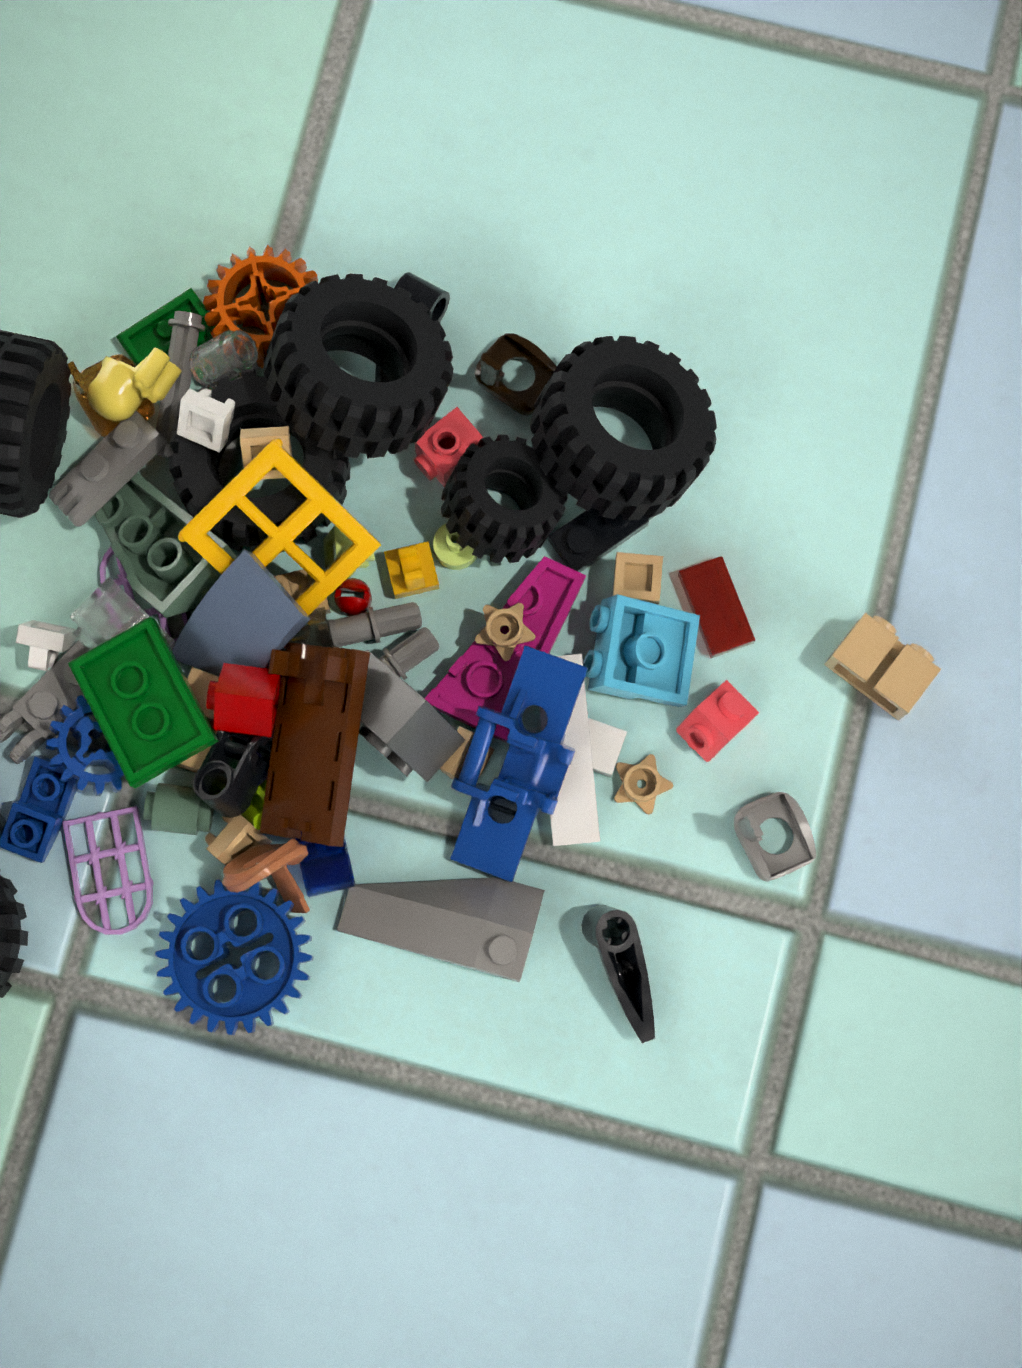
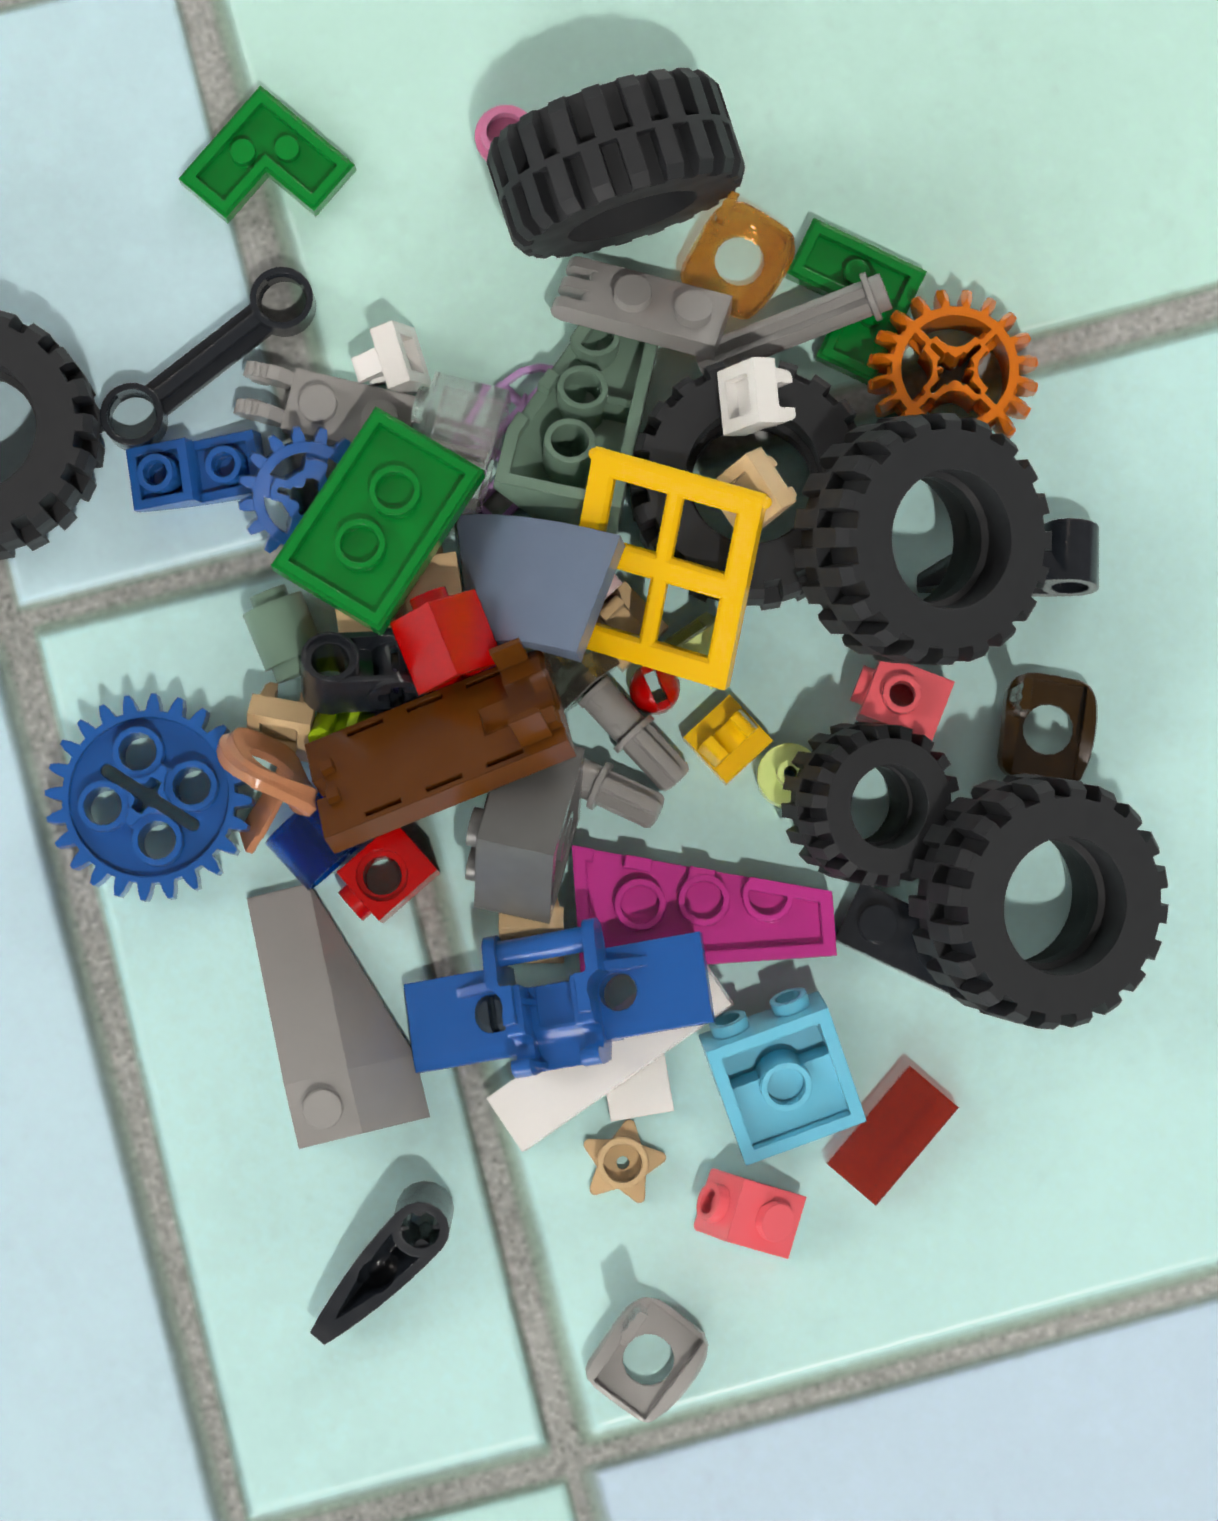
camera: 65 degrees right, 5 degrees up
(118, 853) = (198, 591): lavender window -> none
(122, 388) = (744, 269): light yellow piece -> none
(221, 356) = (851, 366): clear brick -> none
(371, 808) = (415, 870): none -> red brick
(498, 618) = (719, 877): tan plate -> none
(638, 576) = (867, 1020): tan tile -> none
(882, 666) = (930, 1380): tan piece -> none

